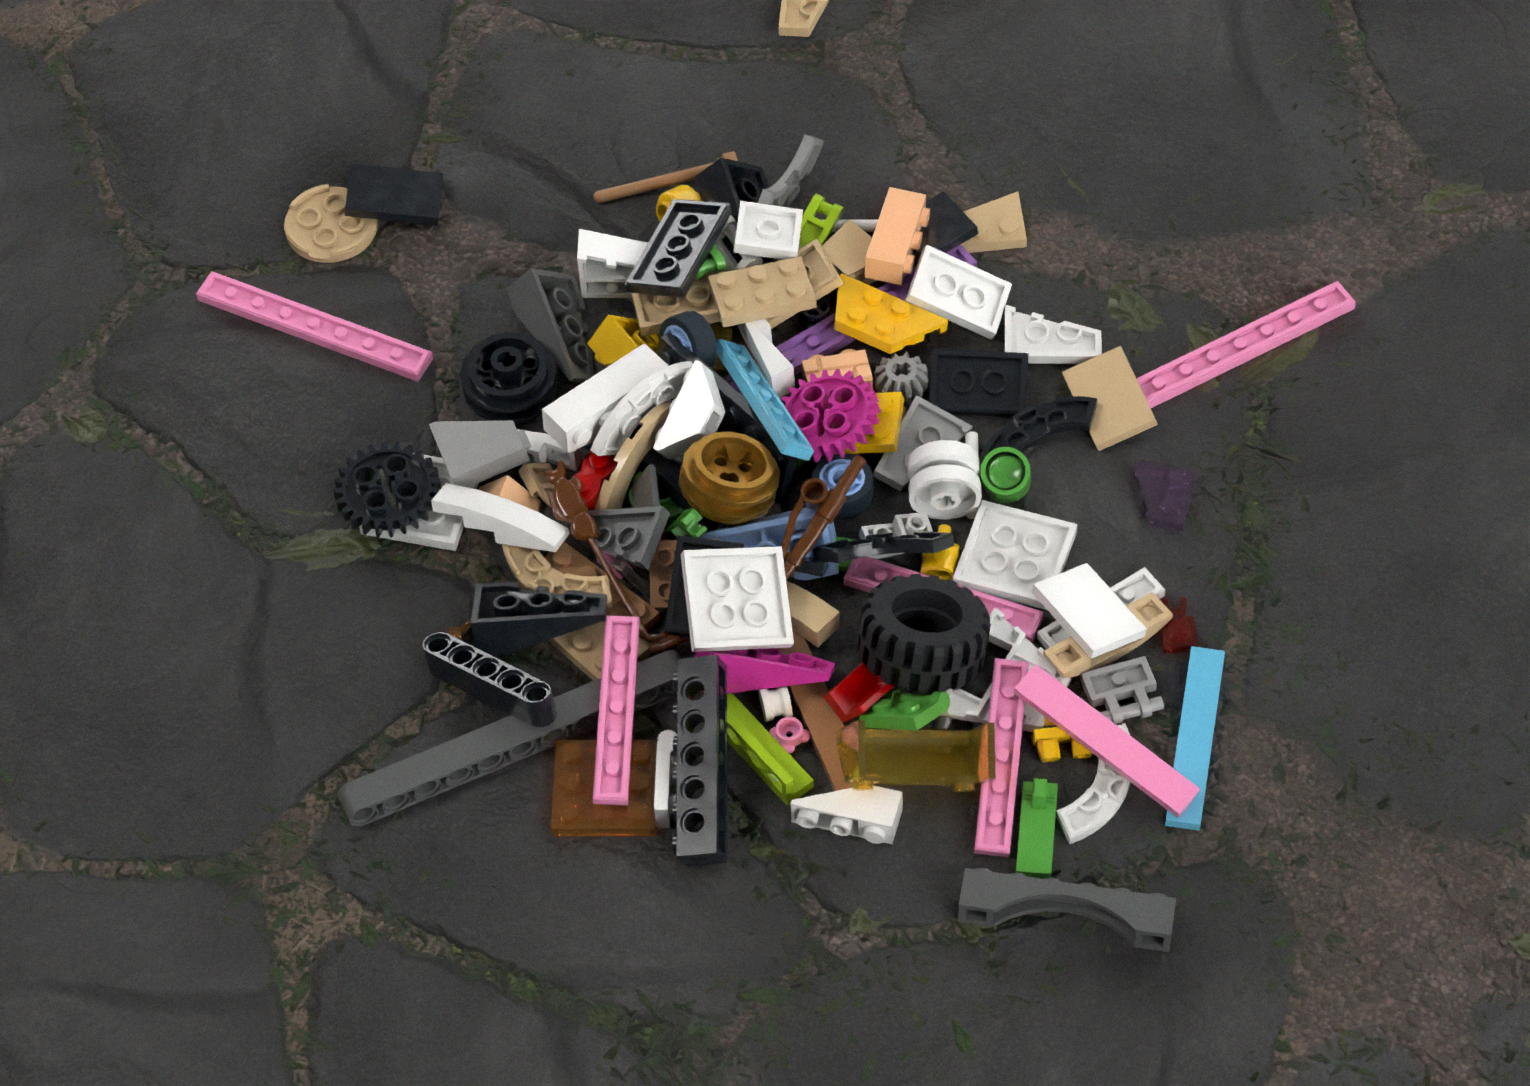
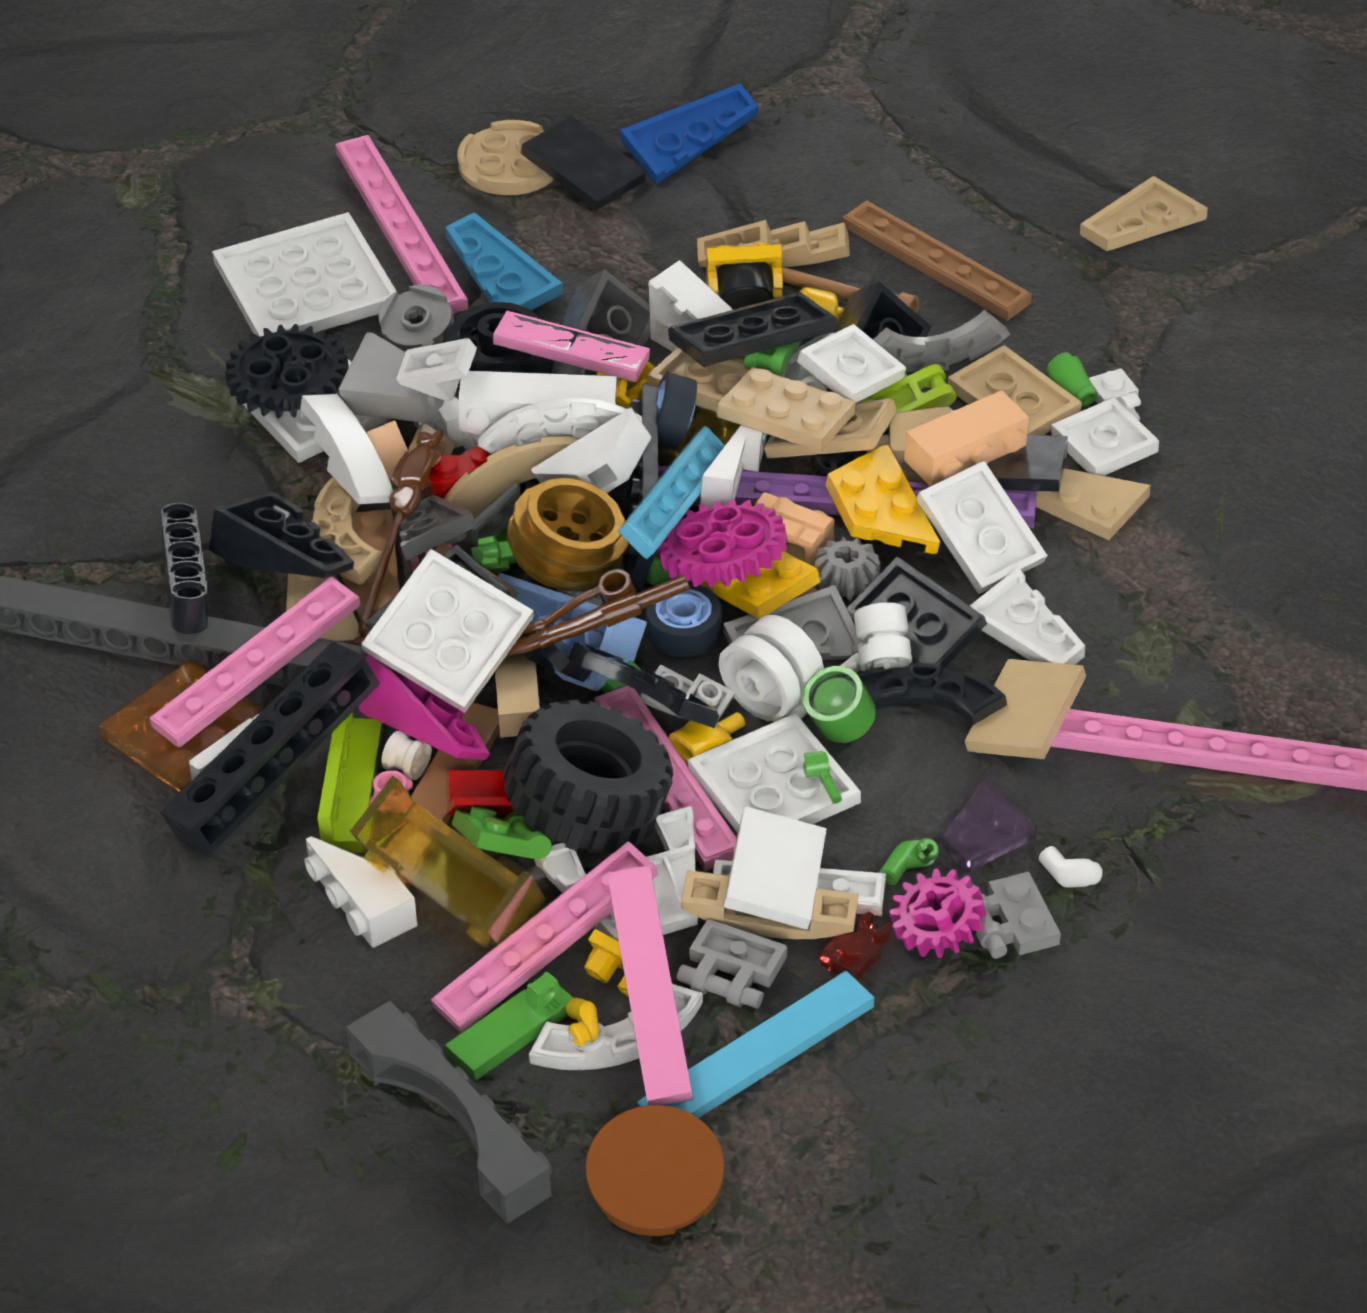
camera: 40 degrees right, 10 degrees down
(301, 412) = (305, 277): none -> white plate
(410, 406) = (420, 300): none -> light grey plate
(434, 127) = (682, 134): none -> blue wing
(434, 314) = (500, 266): none -> dark azure wing
(524, 416) = (437, 367): none -> white slope
(577, 341) = (571, 346): none -> bright pink tile
(596, 173) = (797, 243): none -> tan slope
(617, 209) = (745, 273): none -> piece
(706, 114) = (937, 260): none -> medium nougat tile
(864, 179) = (1023, 383): none -> tan plate
(892, 147) = (1071, 376): none -> bright green cone
(925, 138) = (1117, 385): none -> white plate
(957, 173) = (1106, 437): none -> white plate
(984, 411) = (882, 632): none -> white wheel
(1041, 523) = (818, 765): none -> bright green hand
(1092, 795) = (587, 1027): none -> yellow arm
(1144, 545) = (909, 856): none -> bright green arm
(1200, 557) = (938, 913): none -> dark pink gear
(1224, 852) = (655, 1170): none -> dark orange tile
(1242, 533) = (1023, 915): none -> light grey plate
(1244, 488) = (1070, 872): none -> white arm

